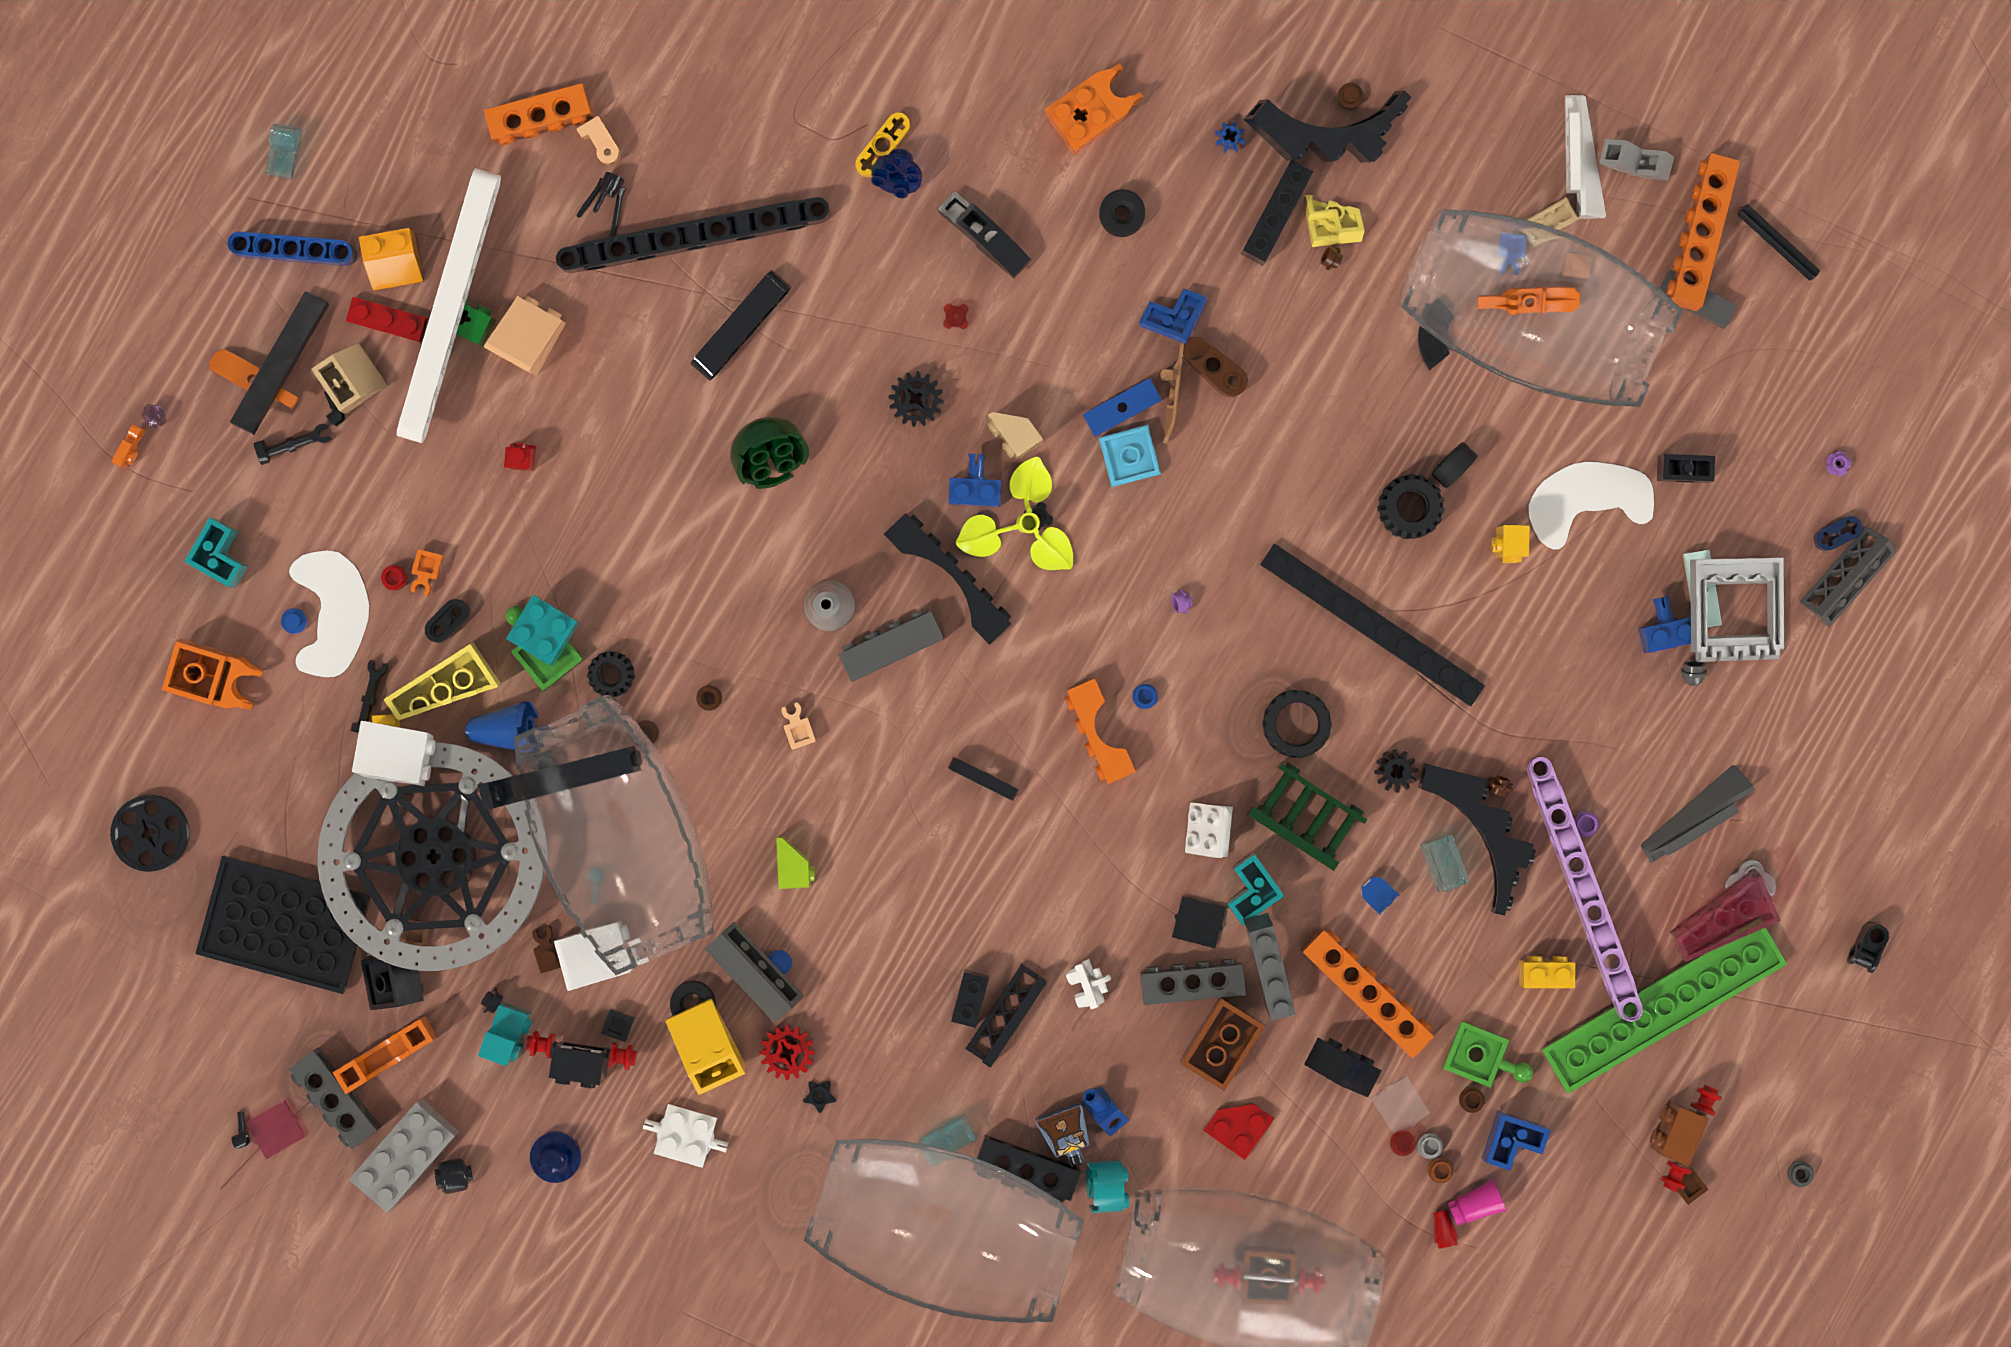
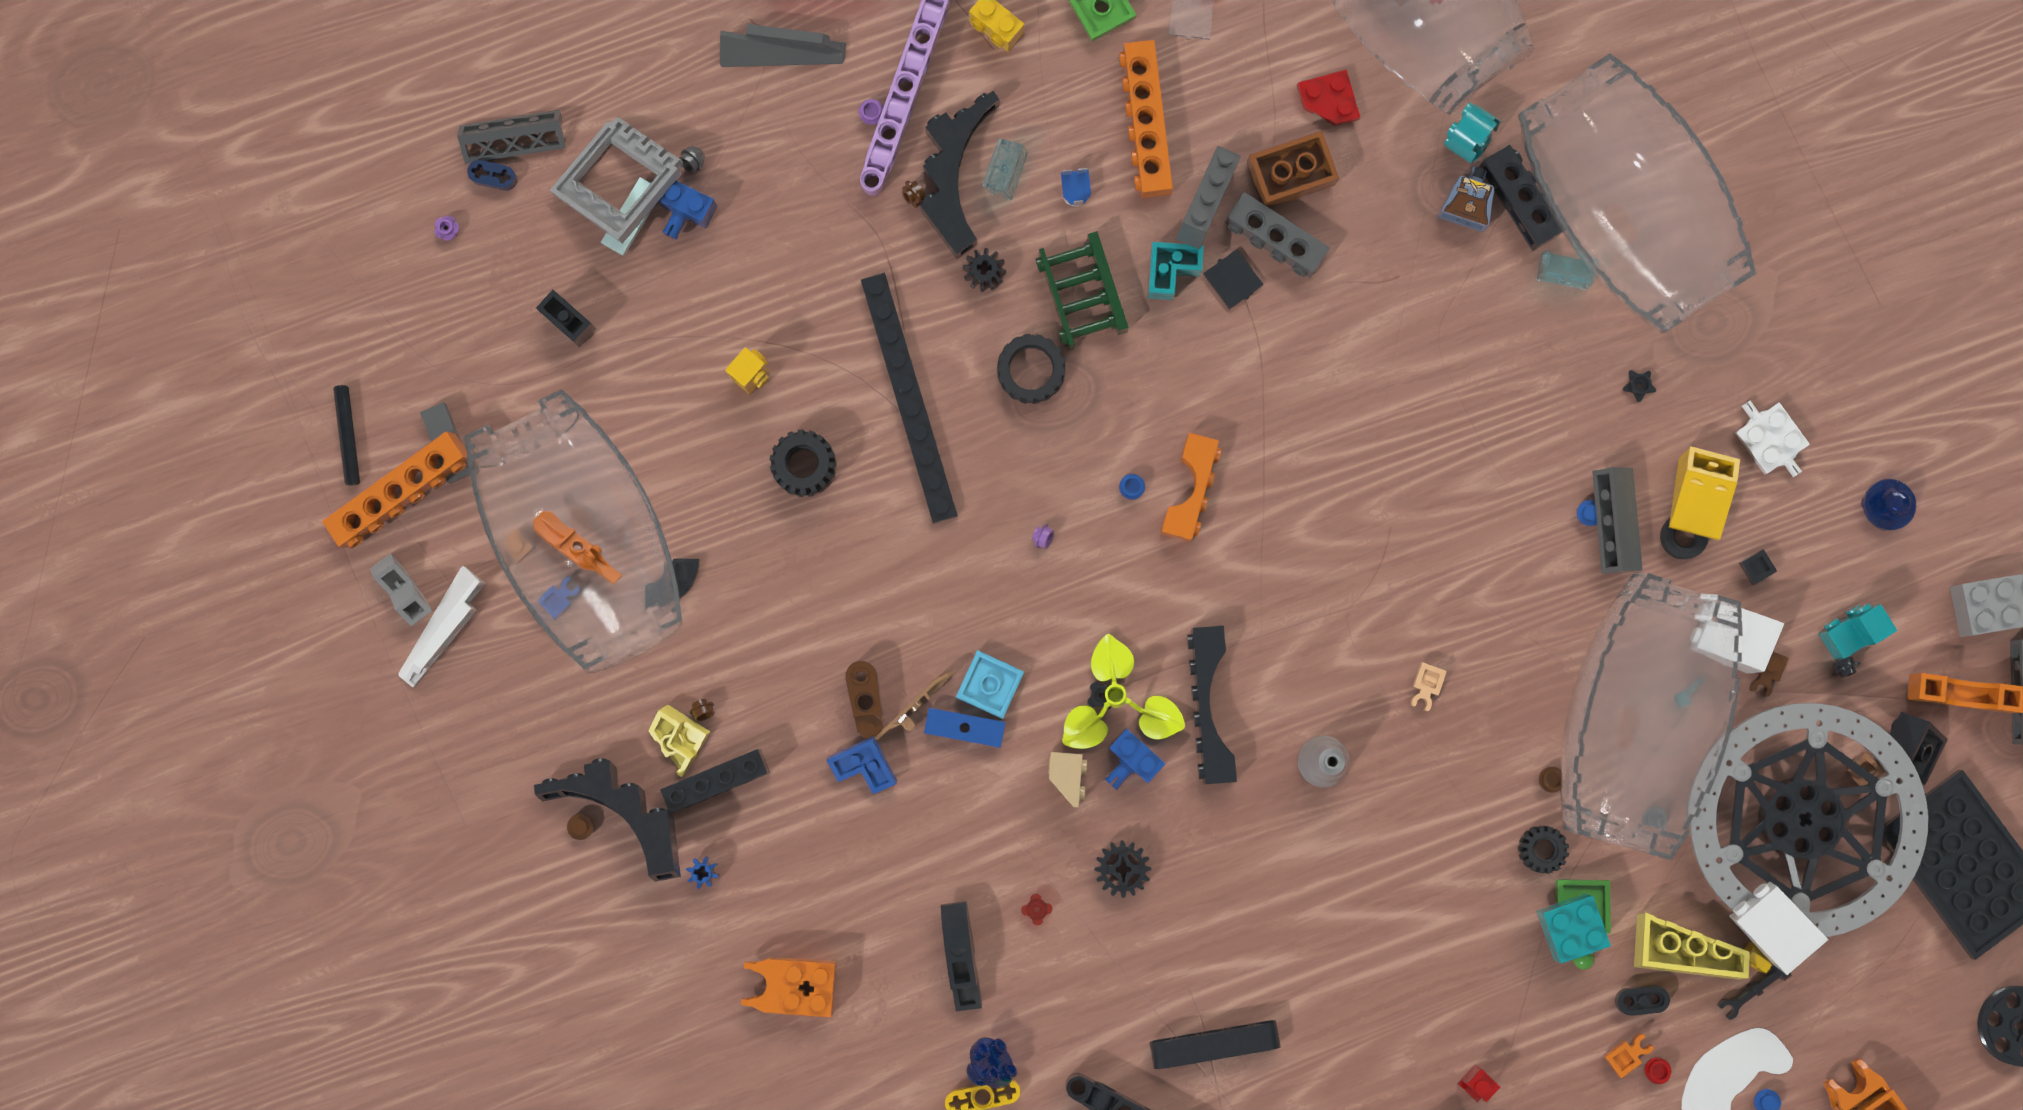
camera: 140 degrees left, 5 degrees down
(453, 1176) = (1984, 554): black head -> none
(502, 725) = (1664, 878): blue cone -> none
(560, 777) = (1664, 799): black arch -> none
(579, 1061) = (1814, 562): black brick -> none
(701, 697) = (1487, 766): reddish brown plate -> none
(767, 439) = (1272, 936): dark green cylinder -> none
(793, 866) = (1519, 579): lime slope -> none
(798, 1047) = (1629, 435): red gear -> none
(890, 646) = (1301, 688): dark grey brick -> none
(970, 998) = (1461, 363): black brick -> none
(983, 778) = (1312, 525): black beam -> none
(1015, 1019) = (1439, 318): black fence -> none
(1092, 983) = (1355, 299): white hips -> none
(1103, 1110) = (1425, 194): blue bracket -> none
(1118, 227) = (822, 885): black tyre -> none
(1208, 830) = (1167, 342): white bracket -> none
(1343, 1067) = (1214, 76): black brick -> none
(1454, 465) = (742, 467): black tyre -> none
(1557, 215) = (502, 597): tan plate -> none
(1589, 488) = (653, 366): white sticker -> none

